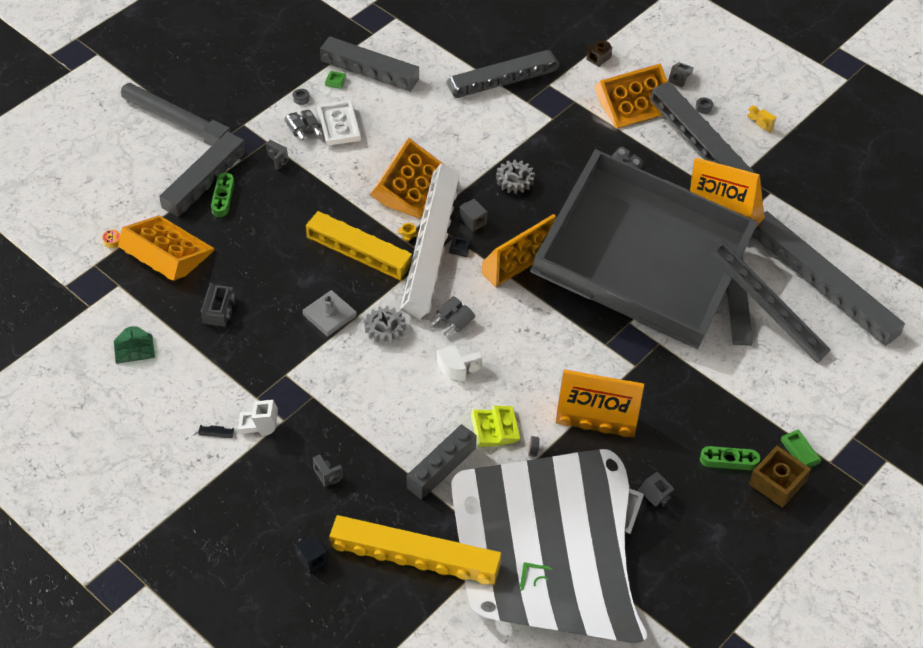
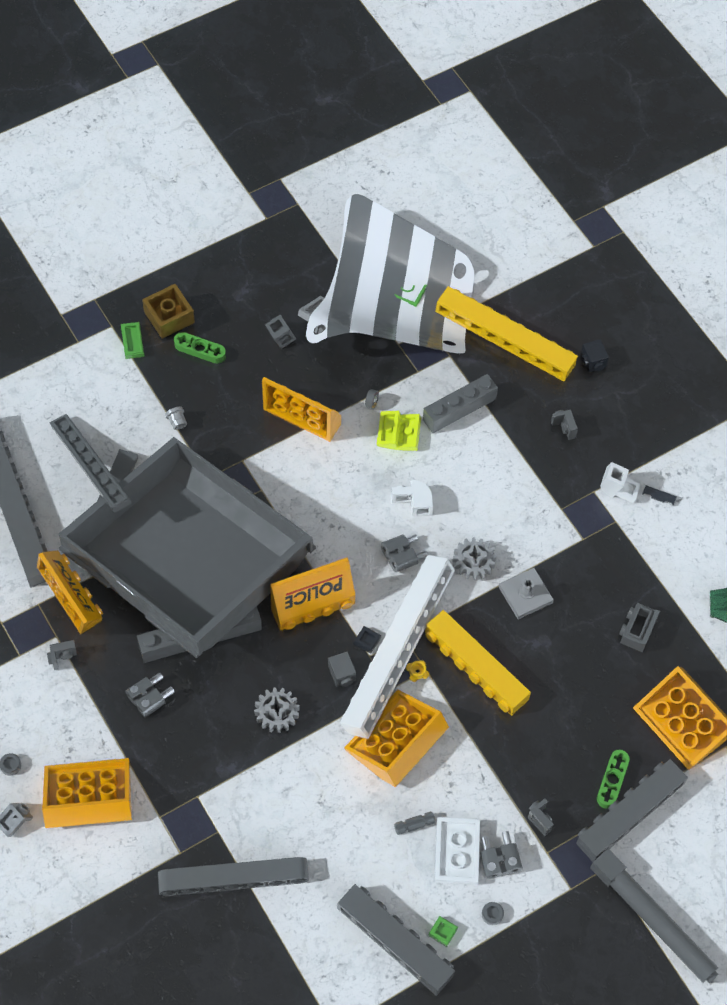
camera: 165 degrees left, 10 degrees up
(377, 134) = (414, 823): none -> dark grey axle
(602, 50) = (105, 883): dark brown brick -> none
(695, 127) = (44, 703): dark grey brick -> none
(715, 380) = (176, 417): none -> light grey piece

